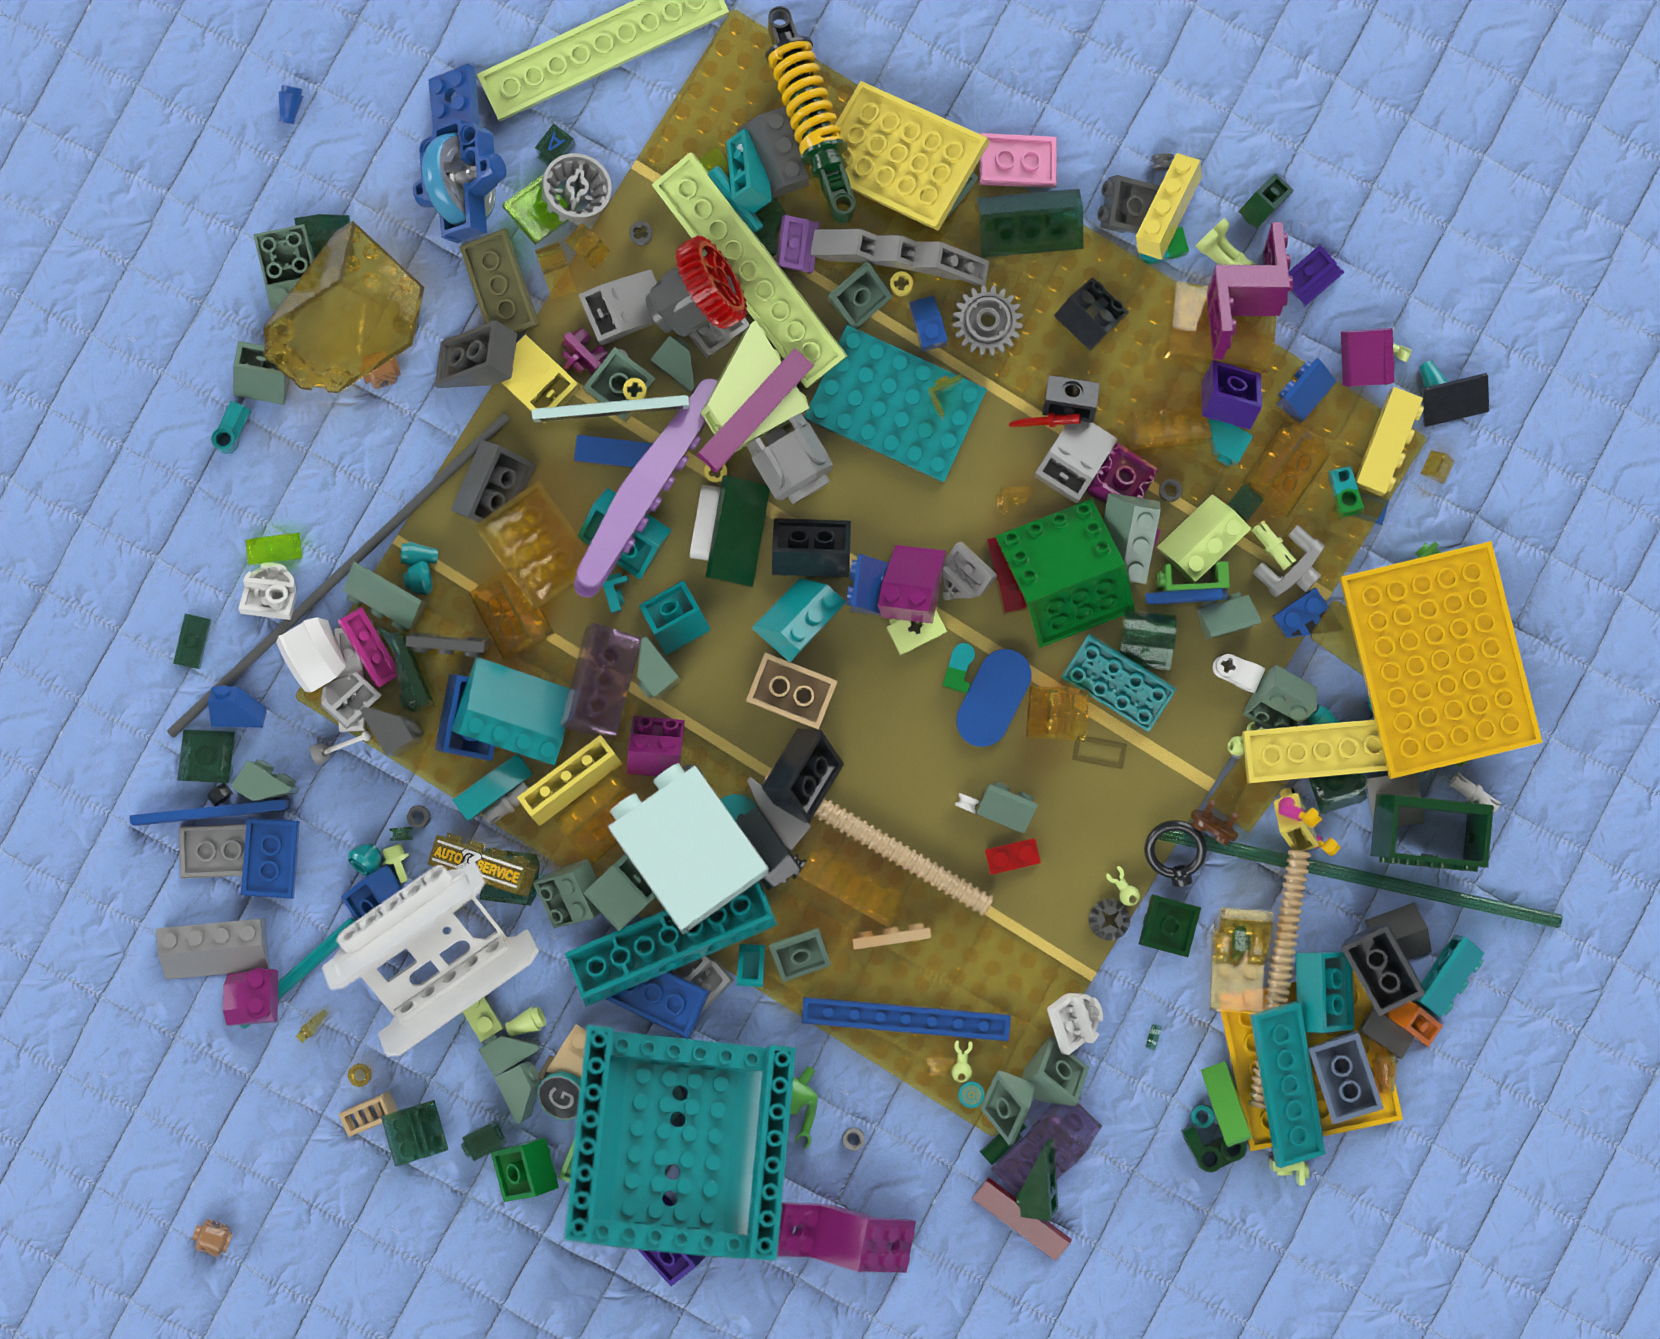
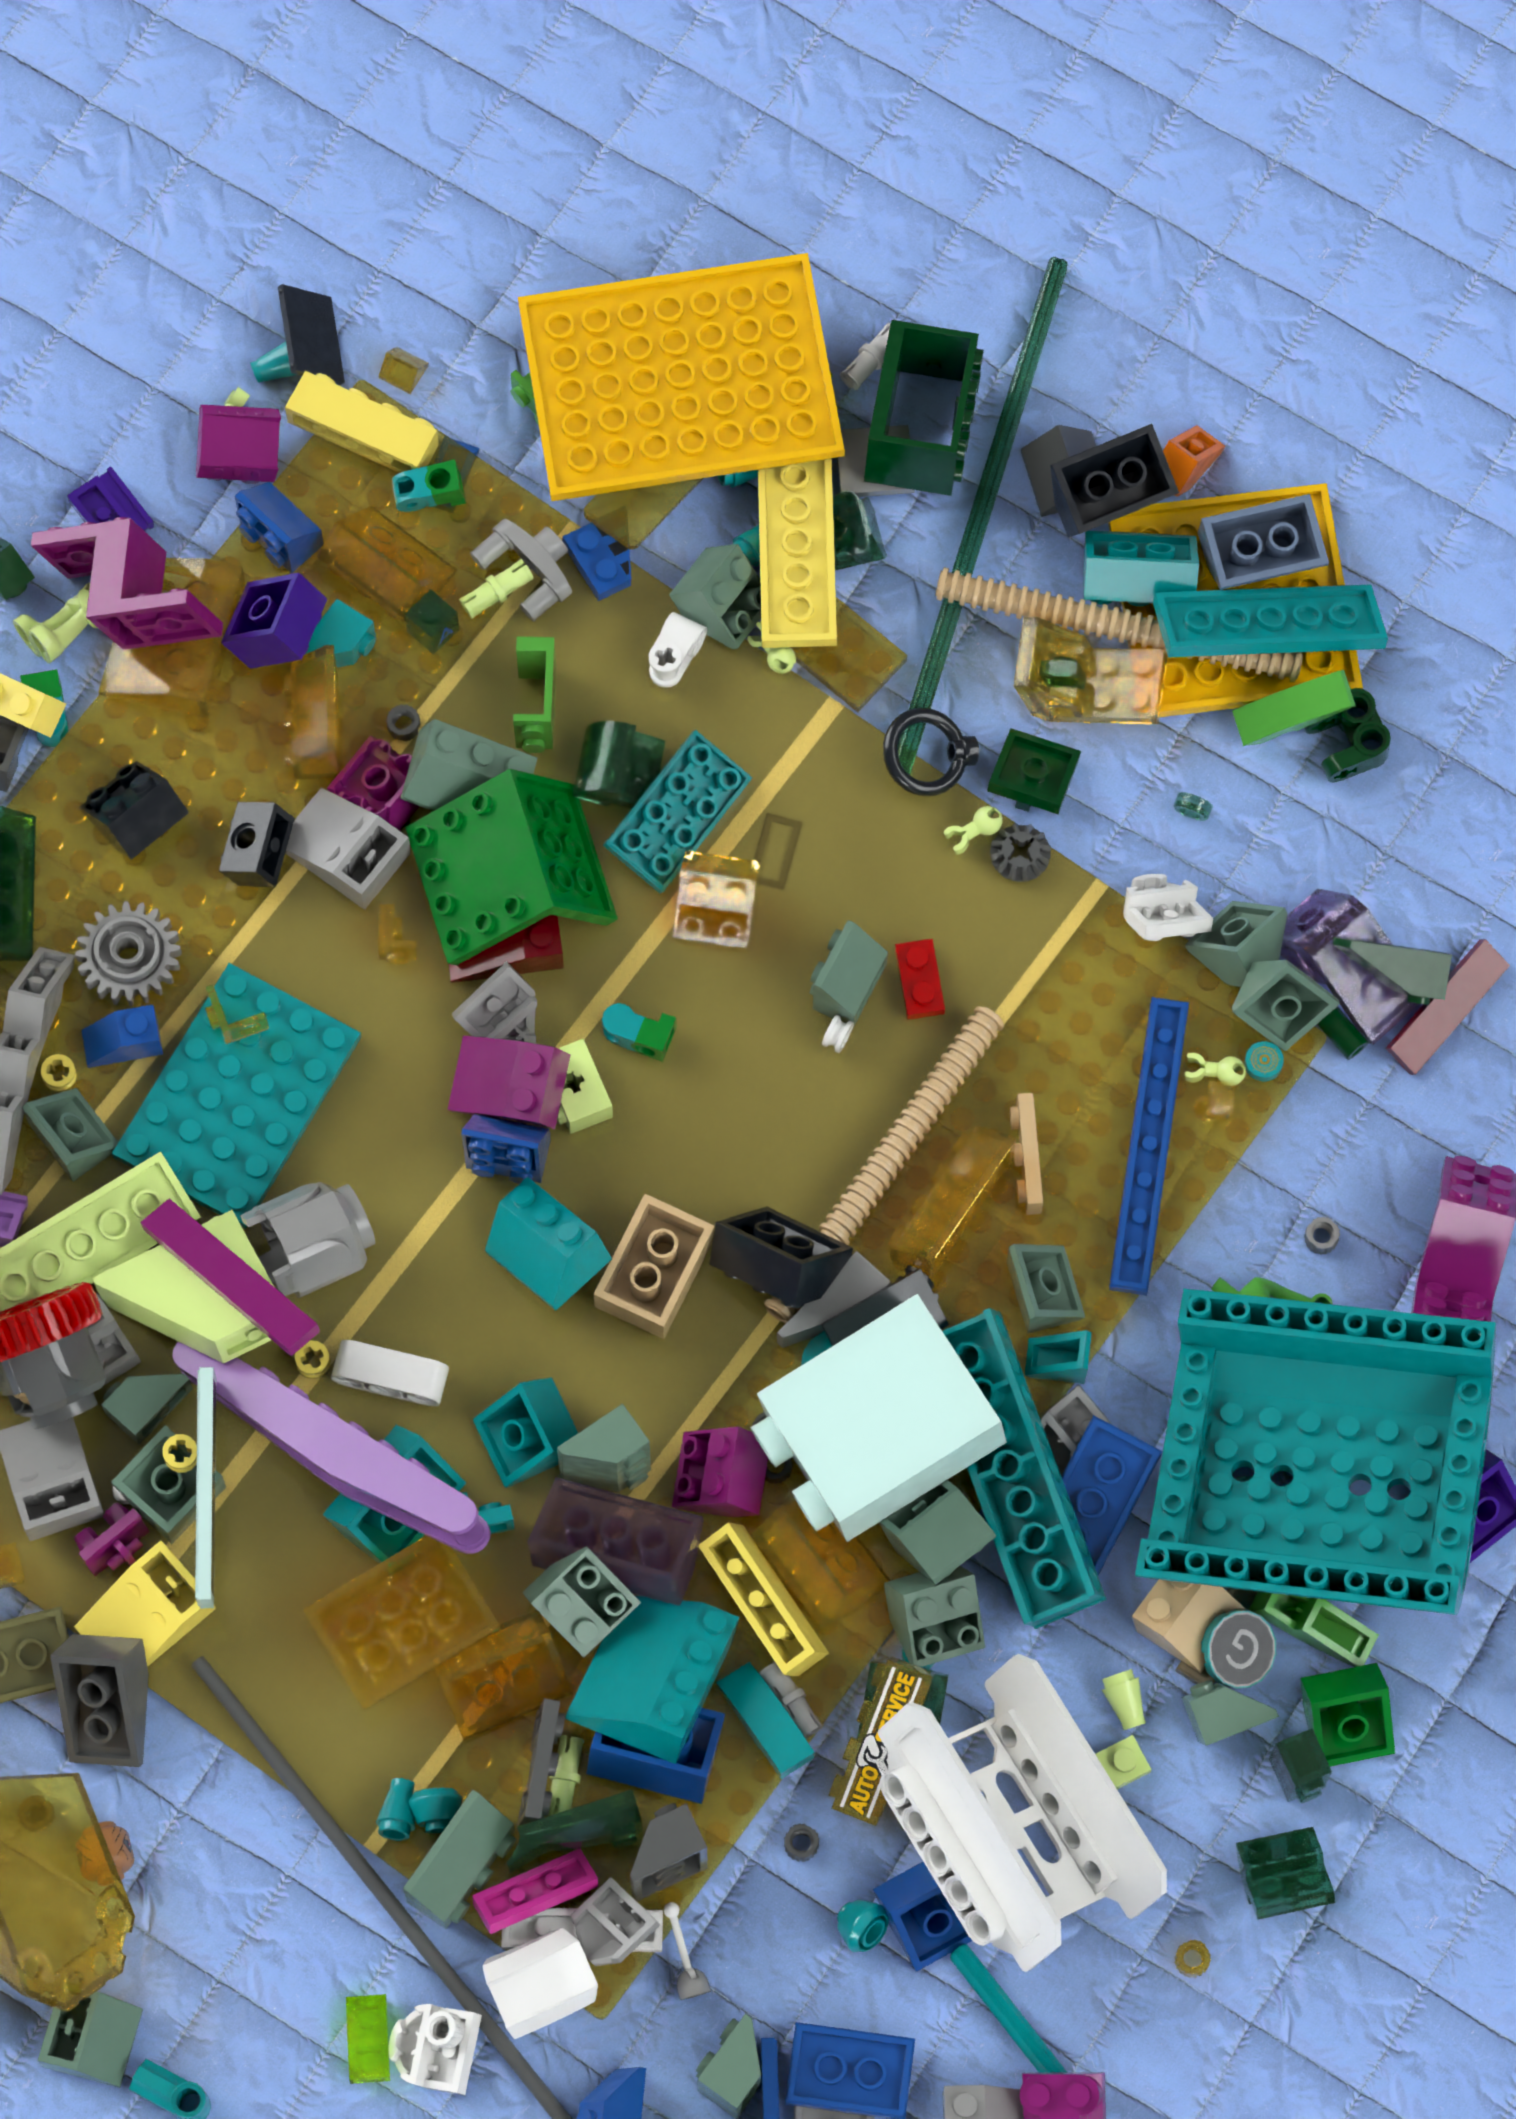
camera: 85 degrees left, 15 degrees down
(310, 1027) = (1115, 2030): clear yellow piece -> none
(382, 1104) = (1239, 1953): tan slope -> none
(394, 856) = (862, 1879): yellowish green piece -> none
(401, 833) = (827, 1867): clear green bush -> none
(446, 661) = (566, 1774): none -> yellowish green pin
(491, 481) = (298, 1689): dark grey slope -> none
(505, 1052) = (1169, 1732): sand green slope -> none
(556, 659) = (581, 1599): none -> sand green slope
(609, 451) = (268, 1507): blue tile -> none
(737, 531) = (407, 1328): dark green tile -> none
(811, 547) = (441, 1226): black slope -> none
(993, 697) = (686, 984): blue tile -> none
(1051, 420) = (285, 873): red piece -> none
(1186, 596) = (560, 717): blue tile -> none
(1203, 538) = (478, 678): yellowish green slope -> none
(1205, 1124) = (1313, 762): teal axle -> none
(1207, 821) = (886, 708): reddish brown plate -> none
(1228, 616) = (594, 654): sand green slope -> none
(1298, 824) = (899, 584): torso -> none
(1301, 1169) = (1396, 625): yellowish green bracket -> none
(1385, 1069) = (1251, 493): clear yellow cone -> none
(1386, 1033) = (1204, 493): dark grey tile -> none
(1449, 975) = (1119, 403): teal slope -> none

